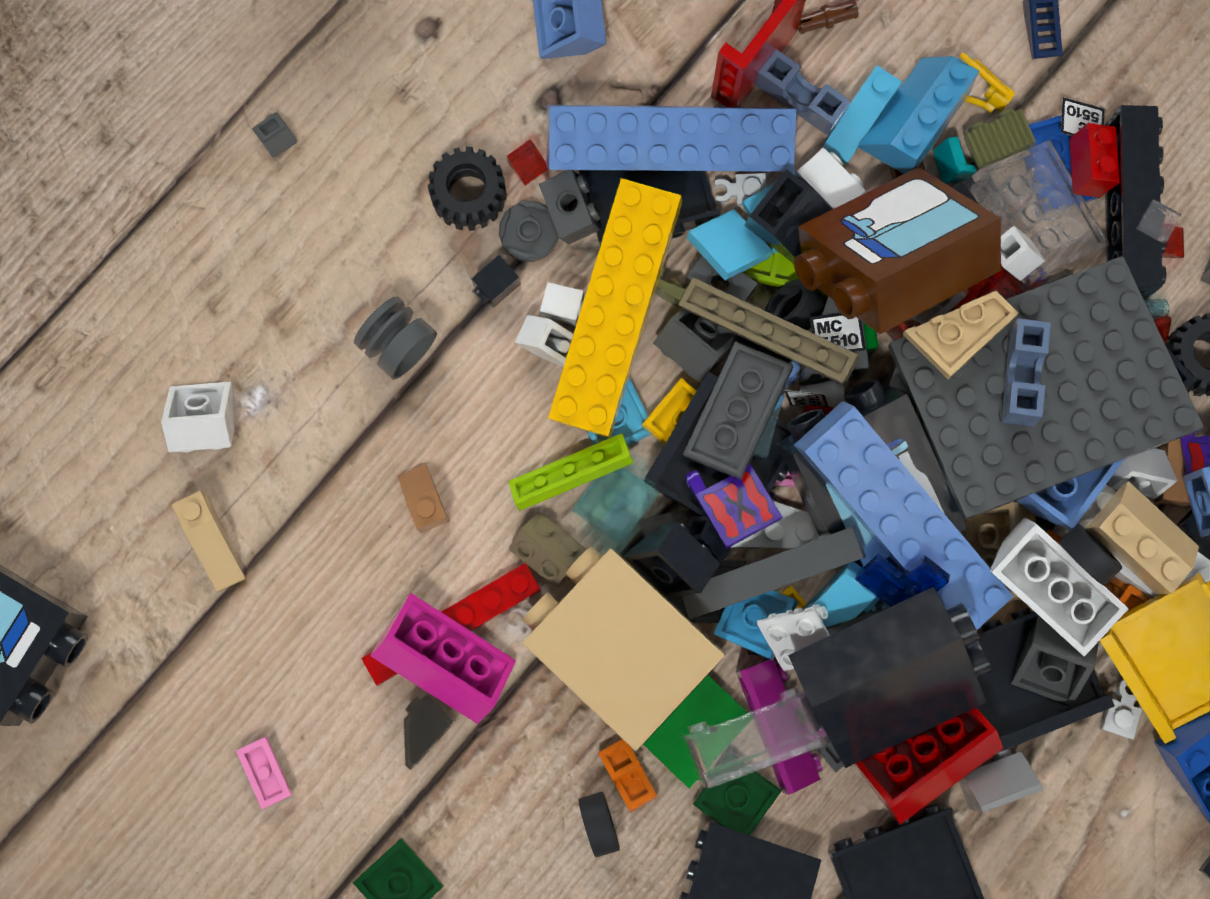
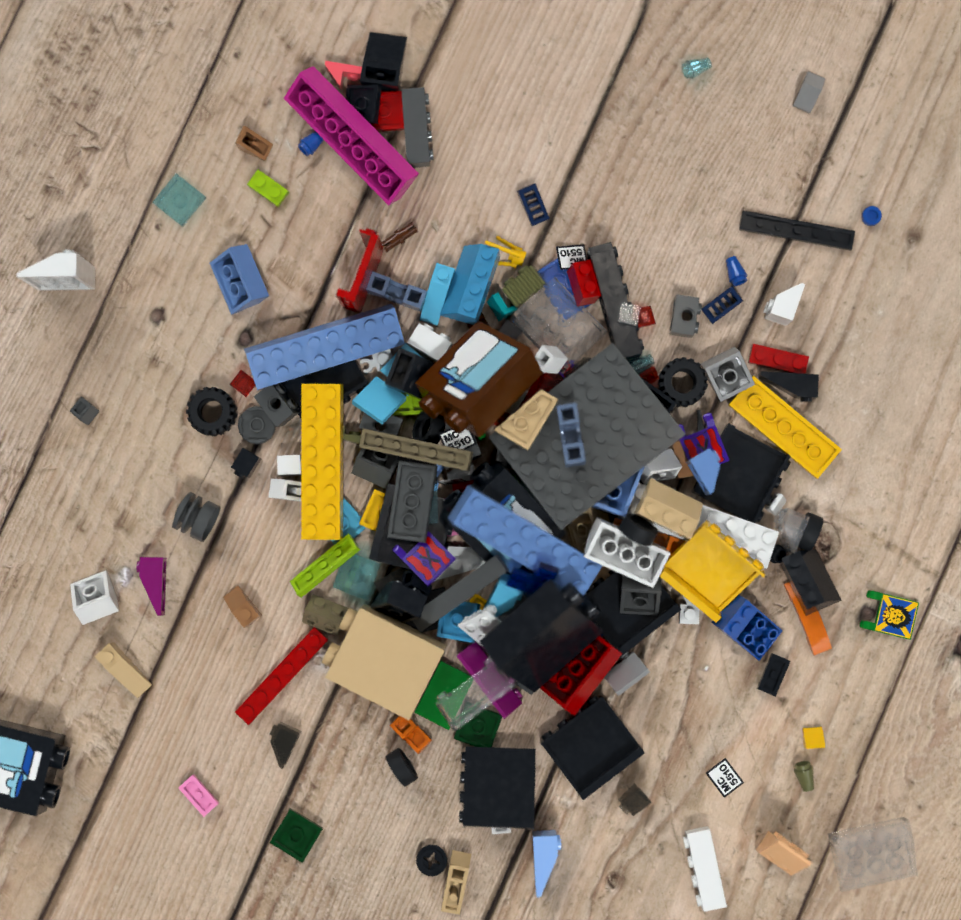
camera: 10 degrees left, 5 degrees up
(300, 411) = (153, 577): none -> magenta slope
(444, 658) = (283, 698): dark pink slope -> none

